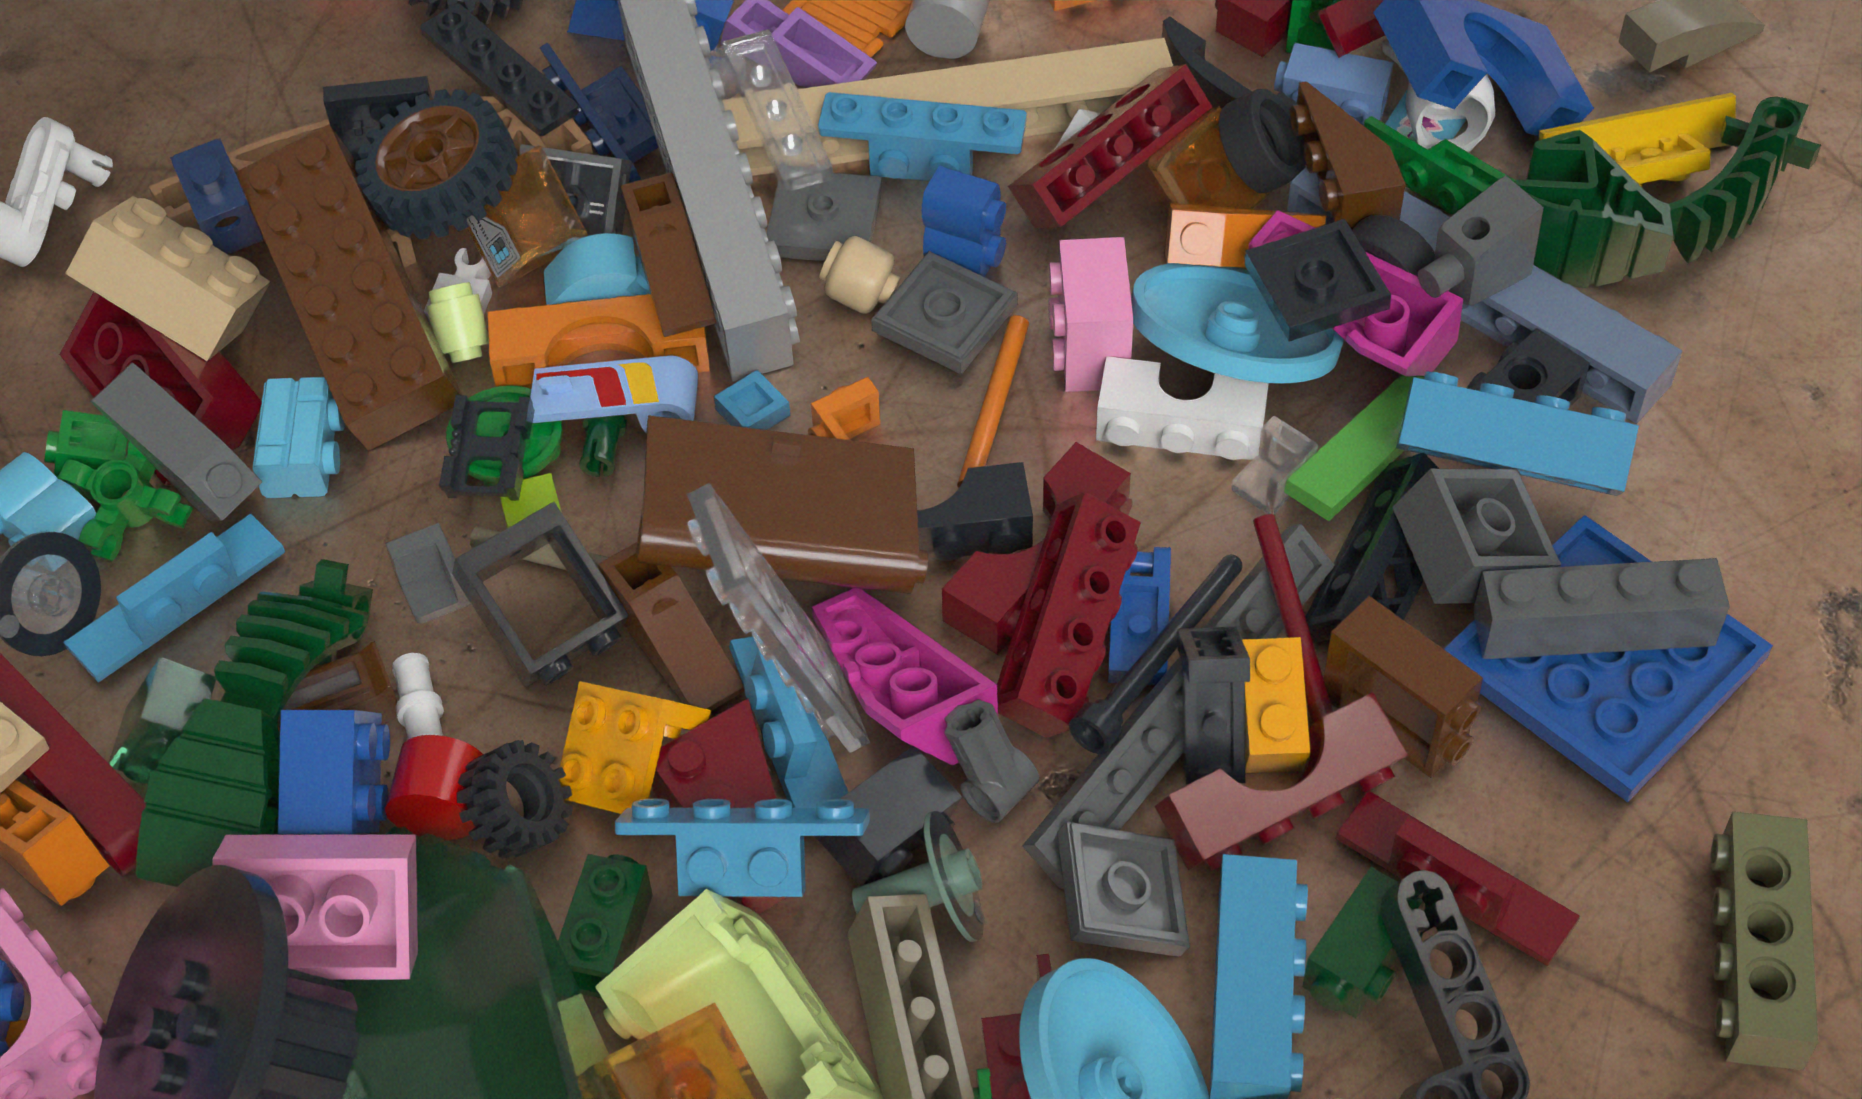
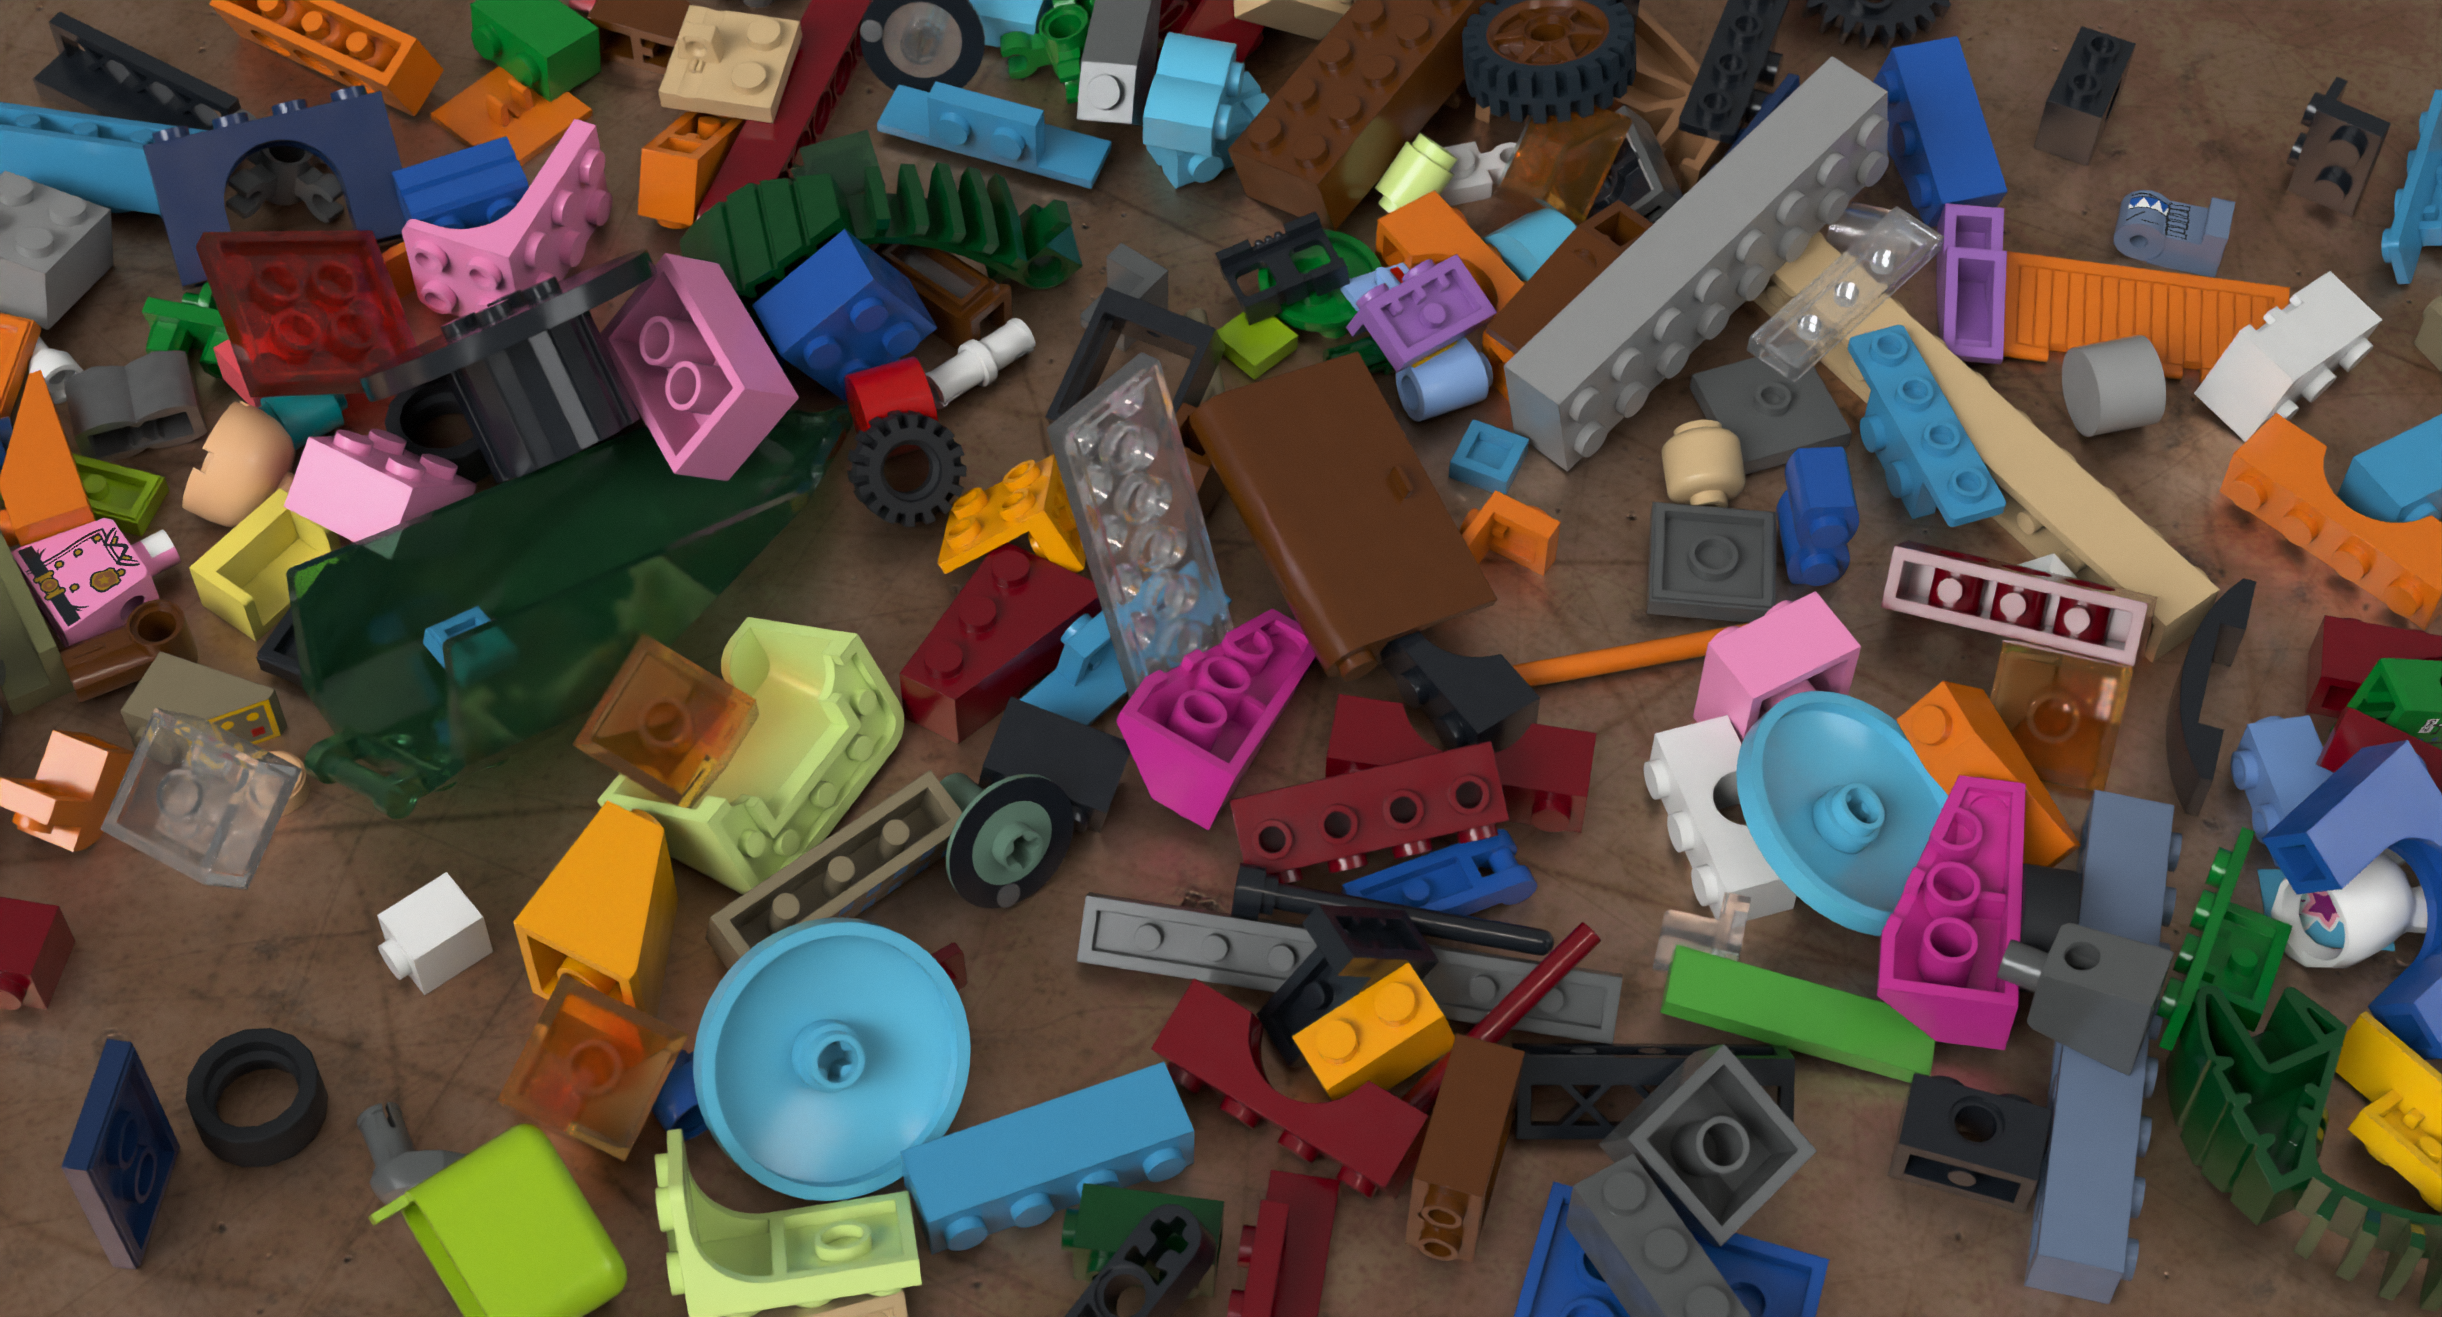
camera: 60 degrees right, 0 degrees up
(278, 419) = (1191, 94): none -> medium azure brick
(604, 918) = (831, 593): dark green brick -> none
(616, 367) = (1423, 312): none -> medium lavender bracket
(742, 848) = (928, 644): dark azure bracket -> none
(994, 768) = (1159, 830): dark grey piece -> none
(1122, 889) = (1088, 999): dark grey plate -> none
(1261, 141) = (2168, 748): black tyre -> none
(1317, 280) = (1932, 848): black plate -> none
(1351, 162) = (2130, 834): reddish brown slope -> none
(1509, 433) = (1868, 1137): dark azure brick -> none

